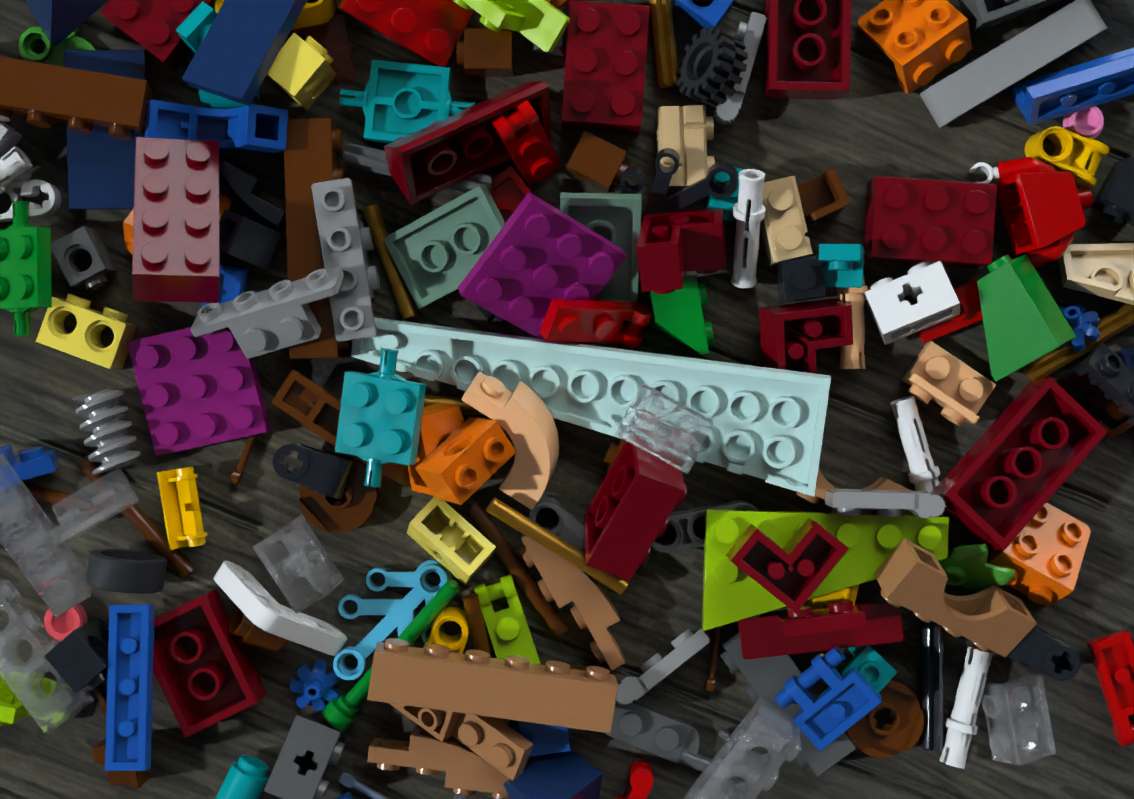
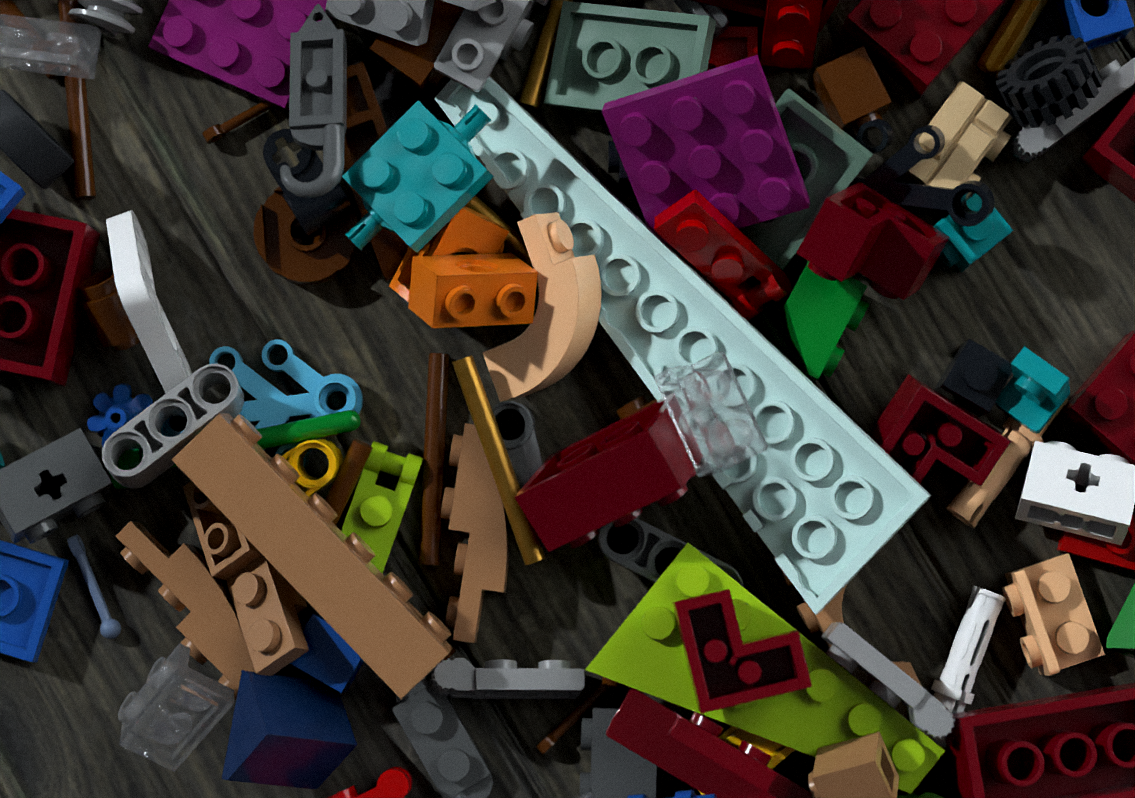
camera: 45 degrees right, 5 degrees down
(181, 508) = (132, 120): yellow hinge -> none
(285, 417) = (318, 100): none -> dark grey plate
(298, 563) = (209, 270): clear brick -> none
(336, 687) = (145, 428): none -> light grey beam
(450, 539) = (389, 368): light yellow brick -> none
(749, 189) = (971, 263): white pin -> none
(784, 222) = (1003, 298): tan brick -> none
(822, 196) = (1063, 309): reddish brown panel -> none

